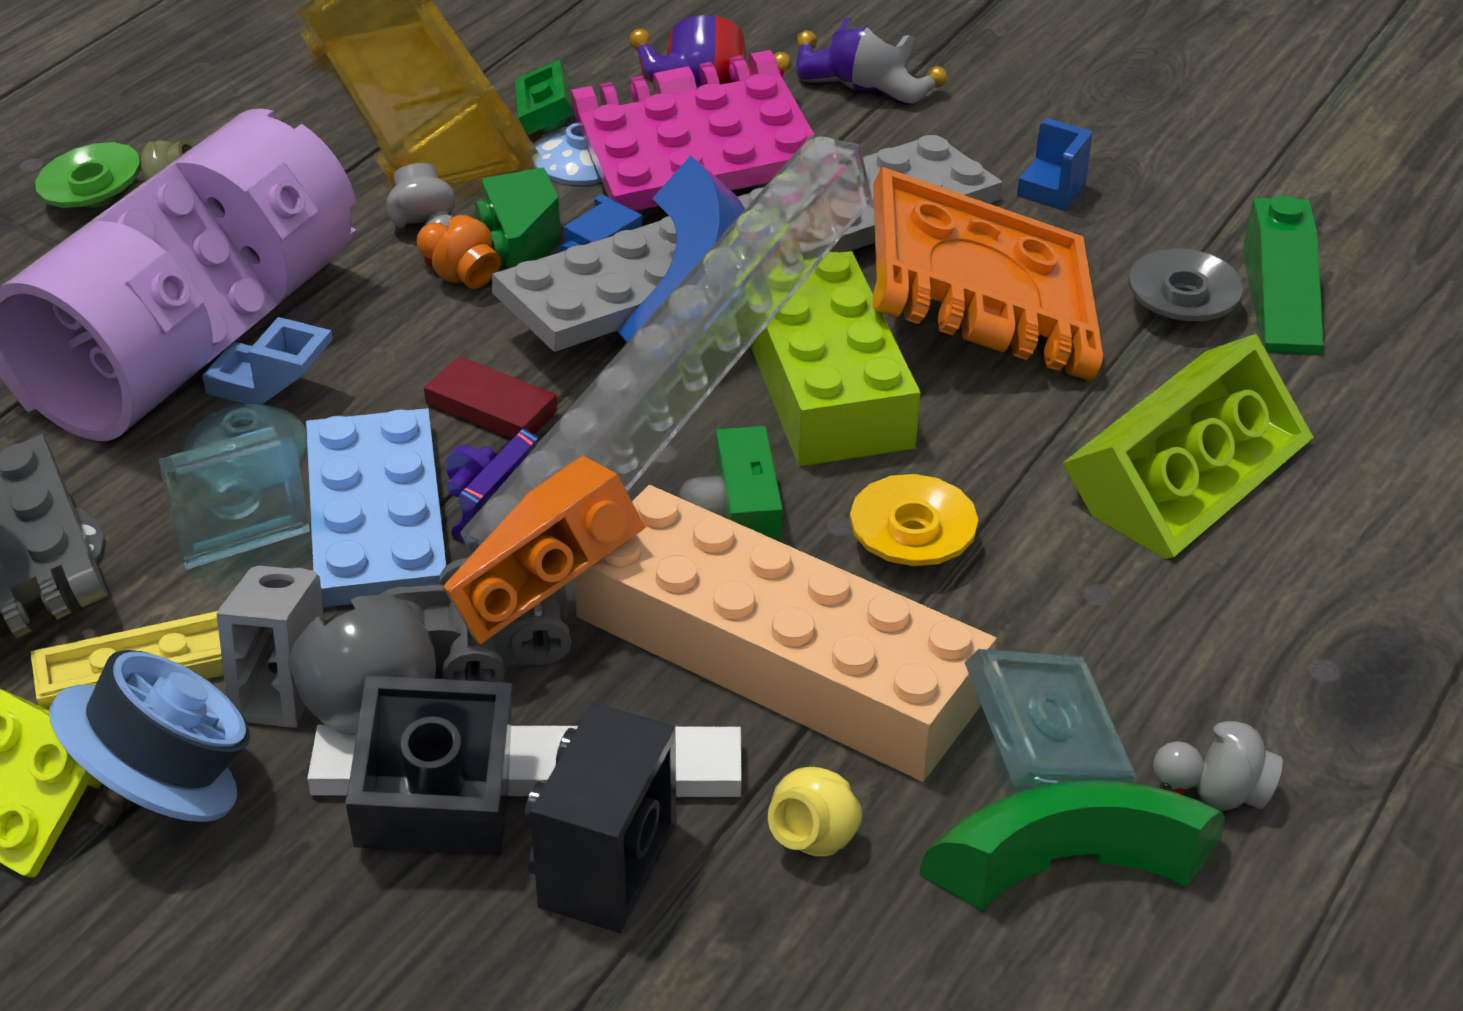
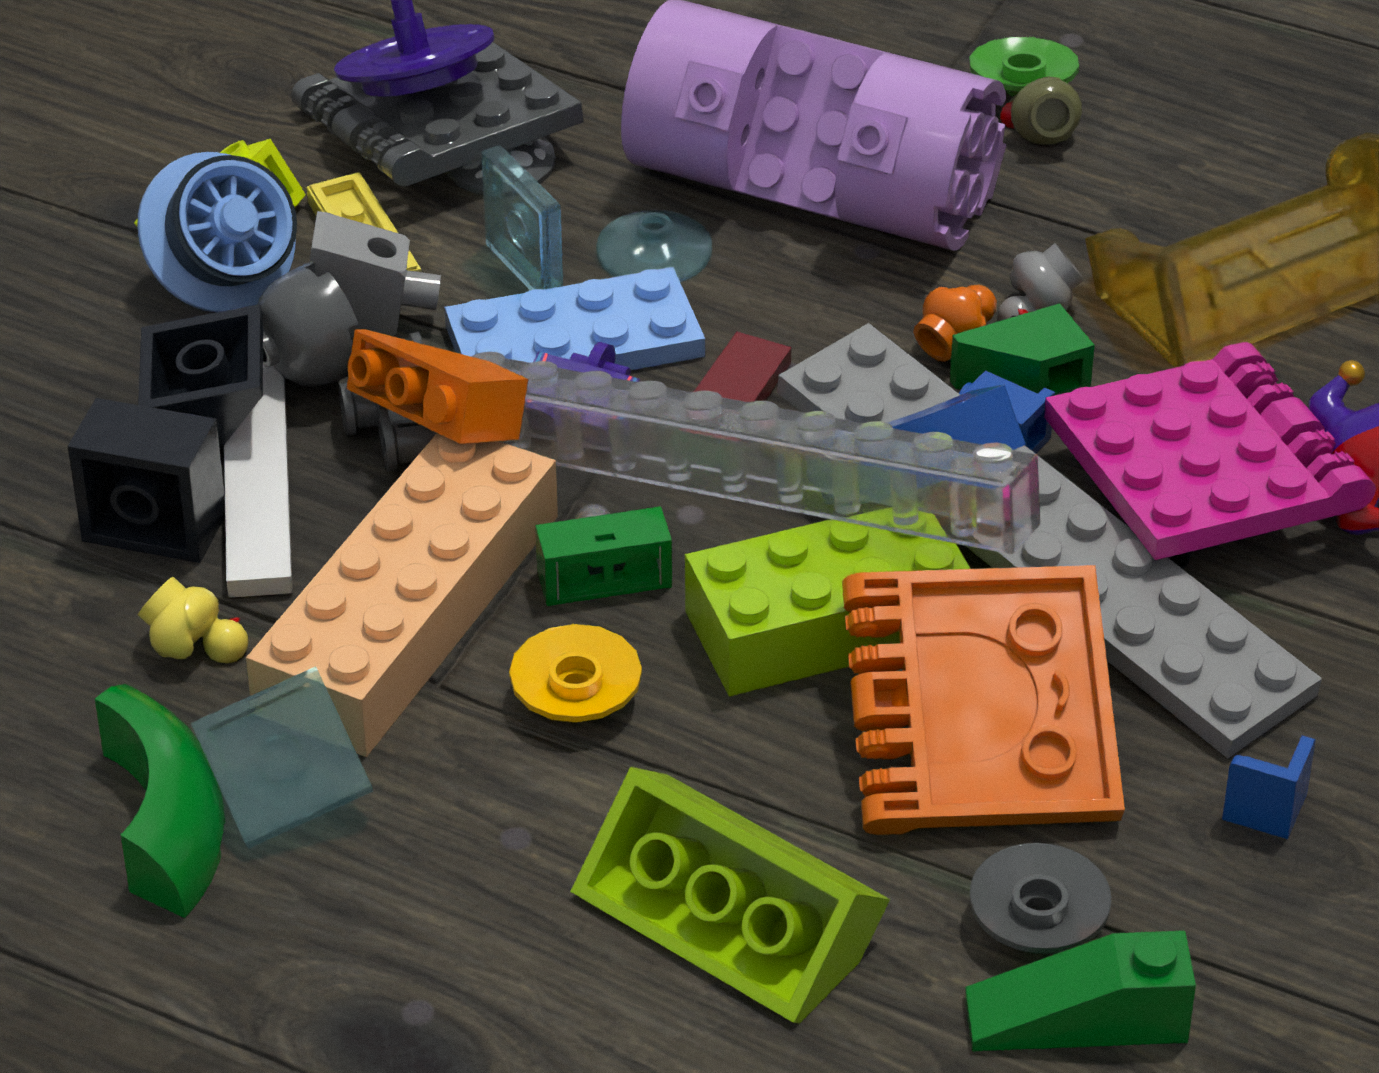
camera: 85 degrees right, 0 degrees up
(270, 365) = (743, 223): medium blue slope -> none
(544, 98) = (1293, 345): green plate -> none
(1233, 770) = (243, 897): light grey animal -> none

